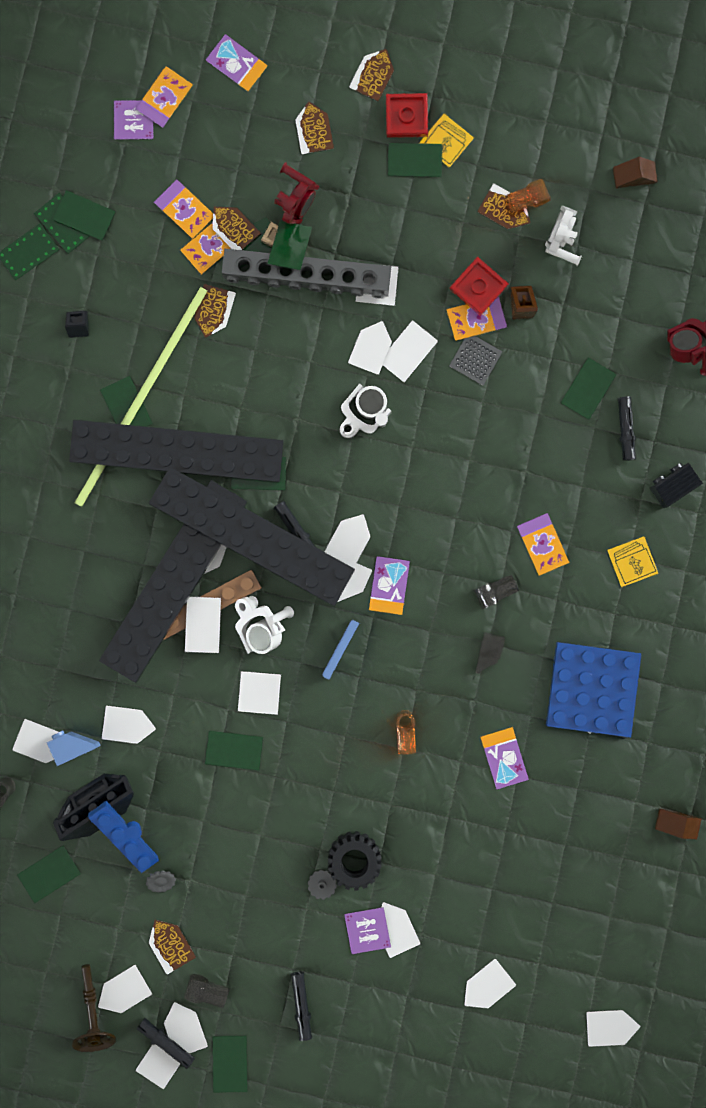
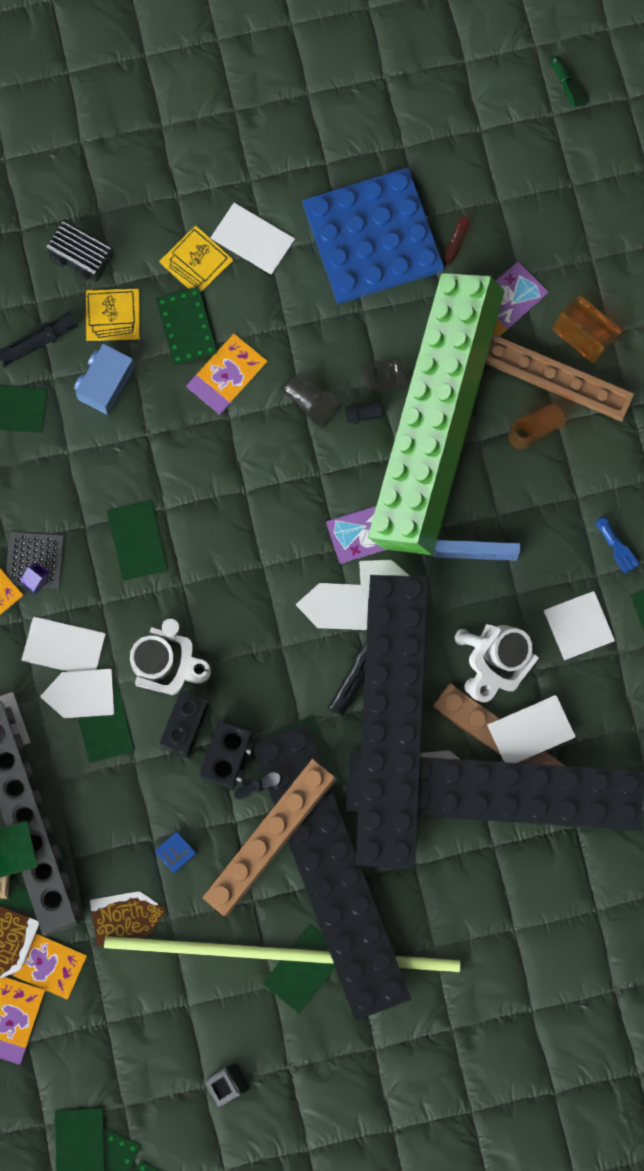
camera: 115 degrees left, 10 degrees down
(215, 422) = (269, 838): none -> medium nougat plate
(238, 359) = (175, 852): none -> blue tile
(254, 430) = (269, 780): none -> black piece
(287, 416) = (220, 754): none -> black brick
(292, 745) = (621, 554): none -> blue piece
(316, 402) = (184, 724): none -> black brick
(337, 351) = (106, 734): none -> dark green sticker
(437, 760) = (558, 378): none -> medium nougat plate
(446, 669) = (436, 414): none -> brick
(456, 431) = (137, 540): none -> dark green sticker
(457, 801) = (586, 328): none -> clear orange bracket
(460, 349) = (35, 577): none -> dark purple piece
(471, 621) = (363, 412): none -> black pin
(559, 740) = (454, 245): none -> clear red piece
(577, 459) = (104, 378): none -> medium blue brick
(589, 533) = (186, 326): none -> dark green sticker
(620, 487) = (112, 315): none -> yellow sticker
(630, 607) = (252, 238): none -> white sticker
(633, 879) = (572, 91): none -> dark green piece
(678, 824) = (481, 70): reddish brown slope -> none

